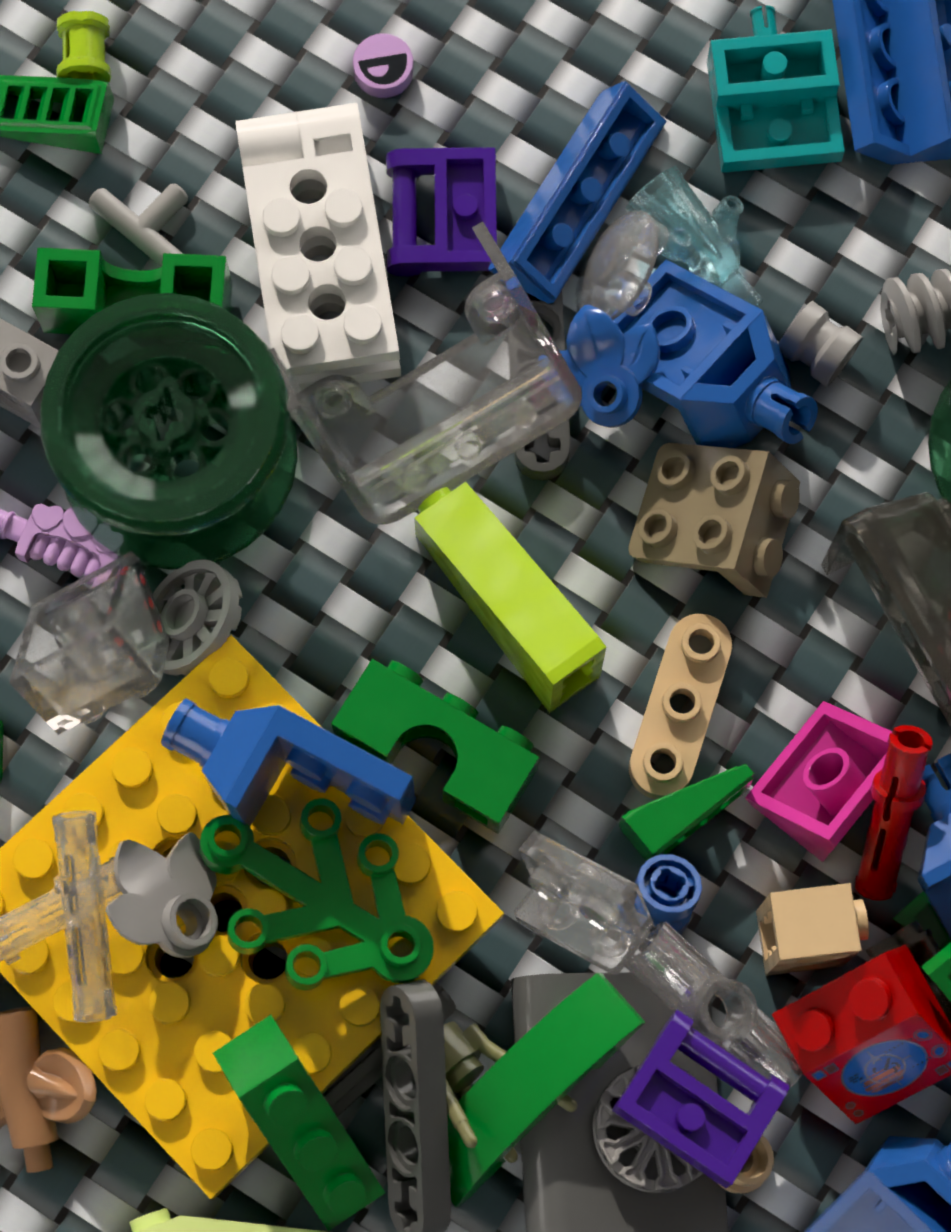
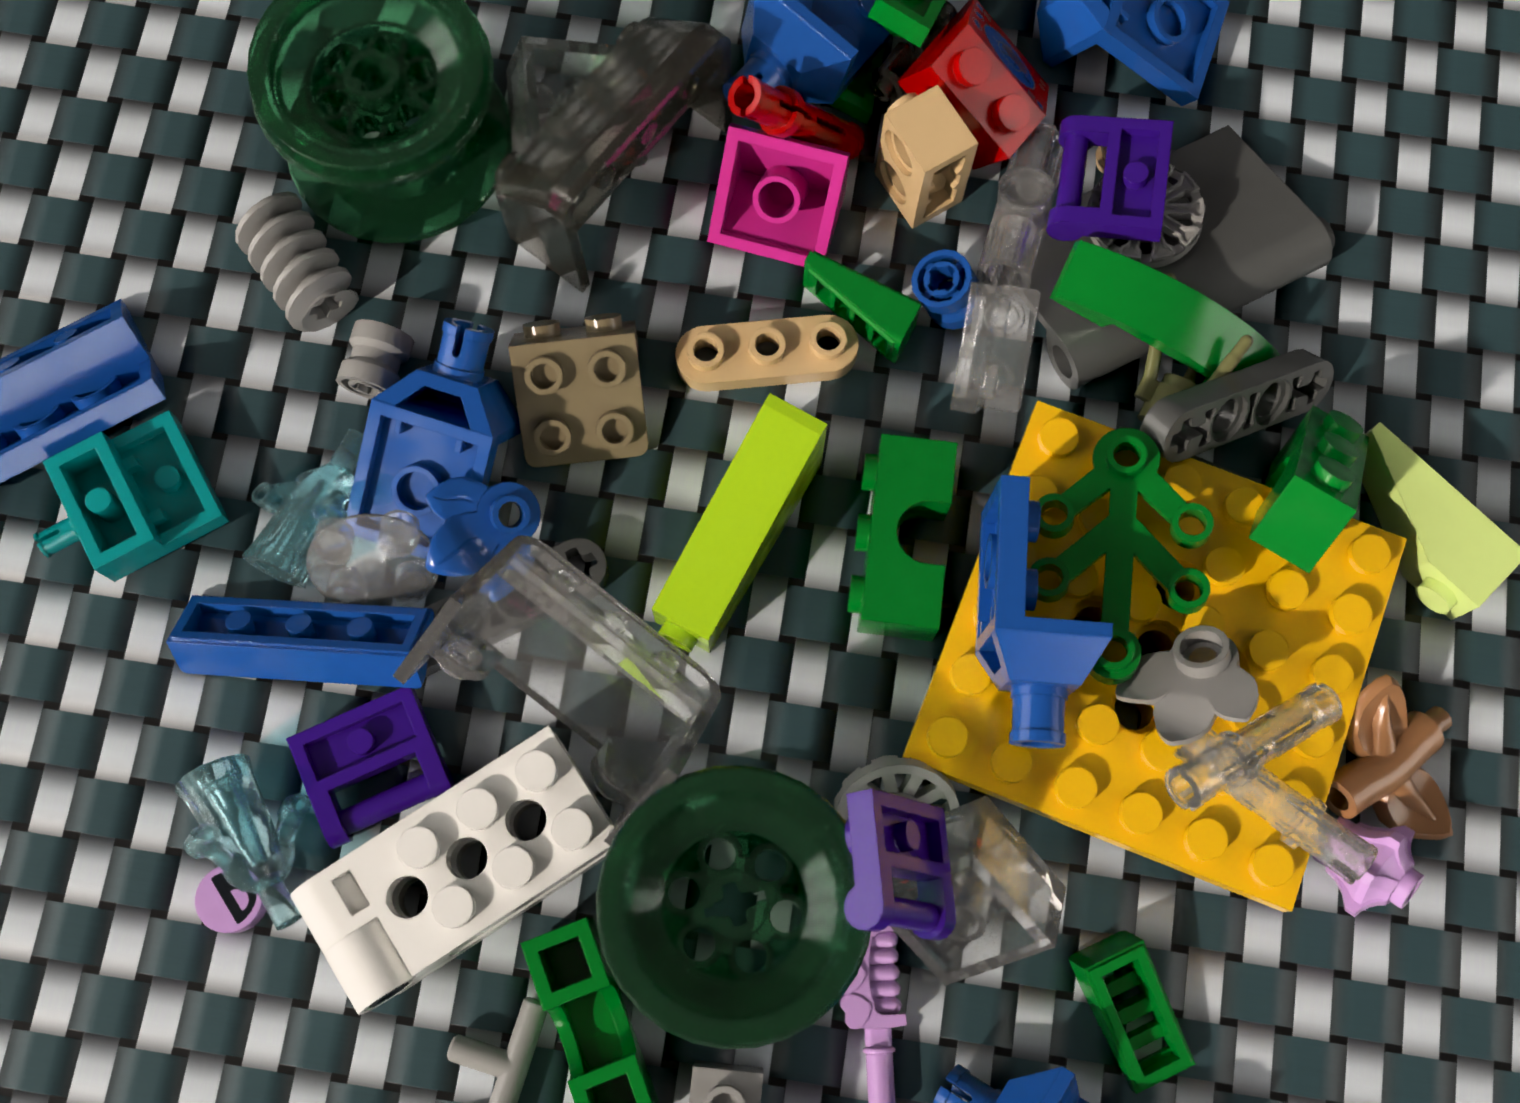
camera: 115 degrees left, 0 degrees up
(148, 558) = (903, 841): none -> dark purple plate
(429, 85) = (240, 834): none -> clear light blue piece

